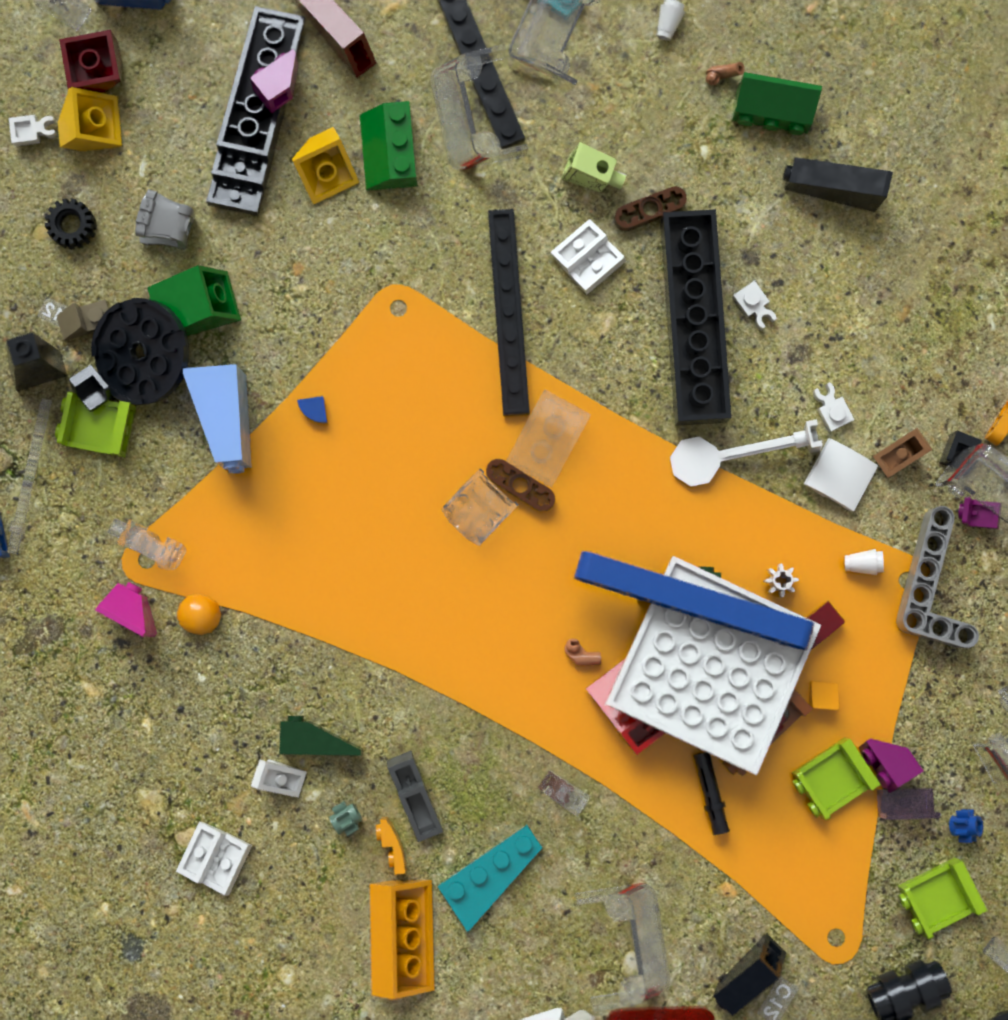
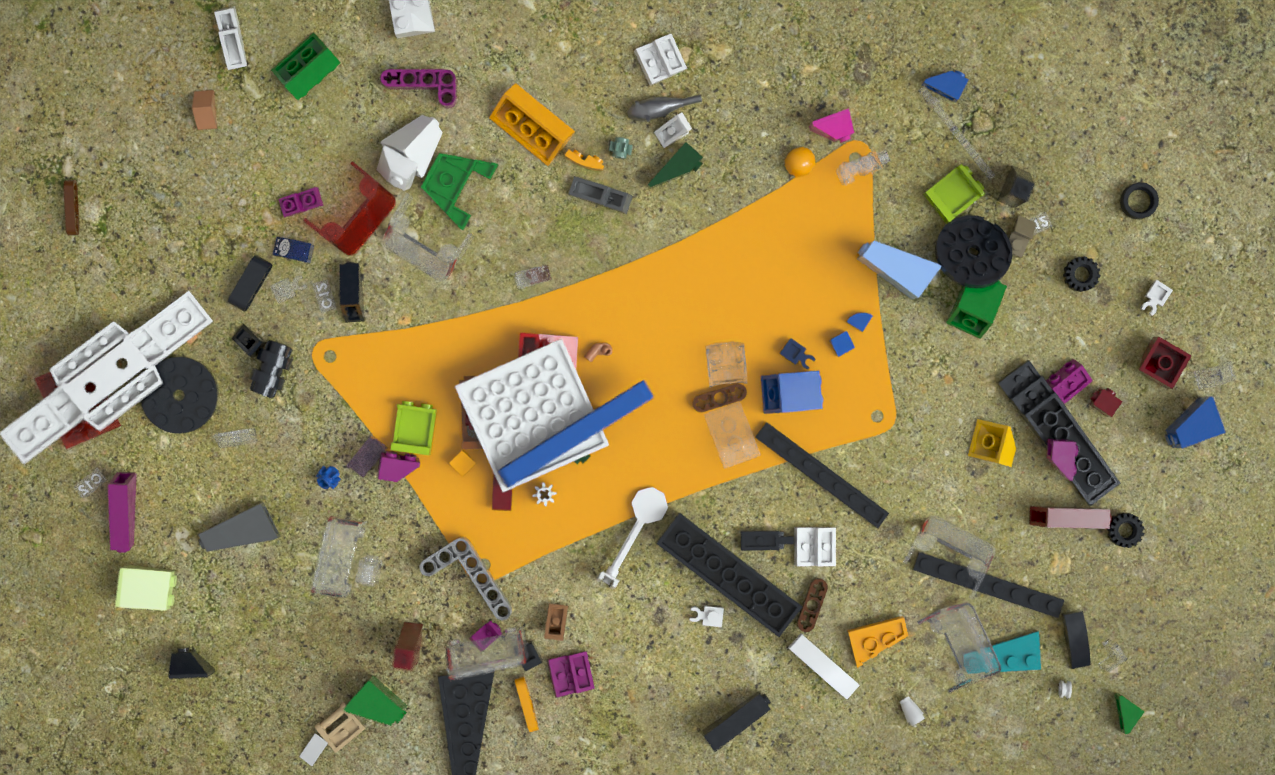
camera: 130 degrees right, 5 degrees up
(89, 121) = (1132, 334): yellow slope -> none
(90, 388) = (976, 207): black panel -> none
(163, 221) = (1037, 326): light grey piece -> none
(183, 89) = (1105, 401): none -> dark red brick
(192, 144) = (1069, 380): none -> magenta bracket
(267, 815) = (658, 107): none -> flat silver piece
(354, 407) = (842, 343): none -> blue slope
(388, 147) = (973, 488): green slope -> none
(406, 447) = (794, 351): none -> dark blue plate
(450, 414) = (791, 392): none -> slope
(487, 877) = (523, 195): teal wing -> none
(540, 975) = (448, 180): none -> green wing
(592, 169) = (867, 585): yellowish green torso -> none
(627, 312) = (764, 540): none -> black hinge
(629, 118) = (875, 637): none -> light orange wing
(702, 144) = (823, 666): none -> white slope
(711, 793) = (464, 356): black pin -> none
(716, 73) = (857, 711): nougat arm -> none
(776, 103) = (810, 725): green slope -> none
(833, 412) = (610, 607): white plate -> none
(841, 474) = (573, 579): white slope -> none
(865, 562) = (514, 549): white cone -> none
(939, 393) = (570, 674): none -> magenta slope
(940, 897) = (302, 430): lime panel -> none

